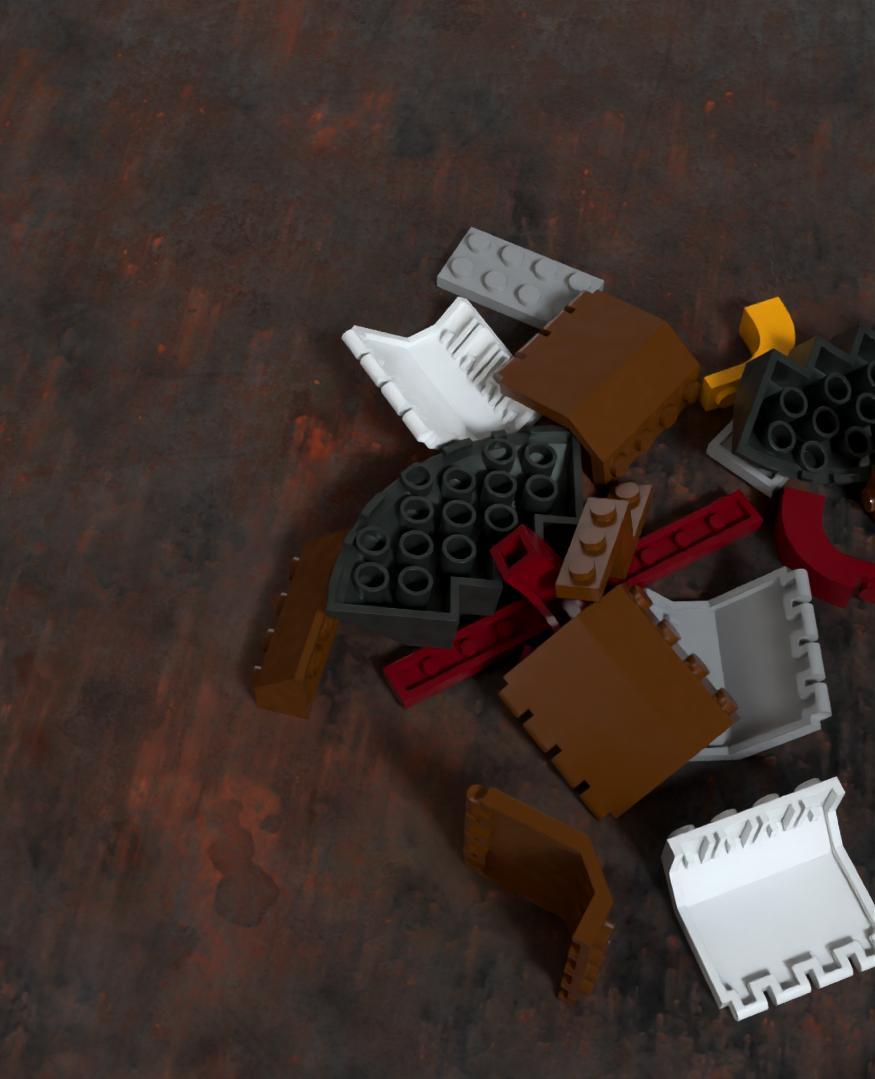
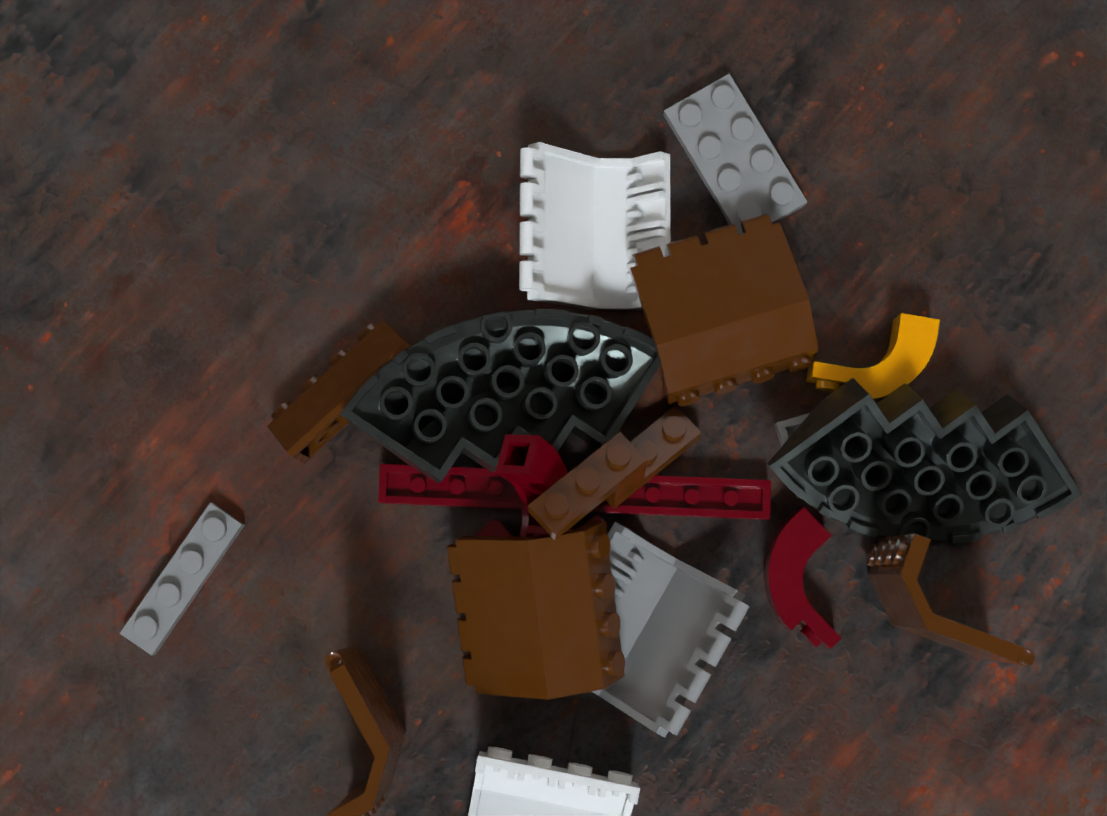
camera: 35 degrees right, 25 degrees up
(252, 892) = (182, 579): none -> light grey plate

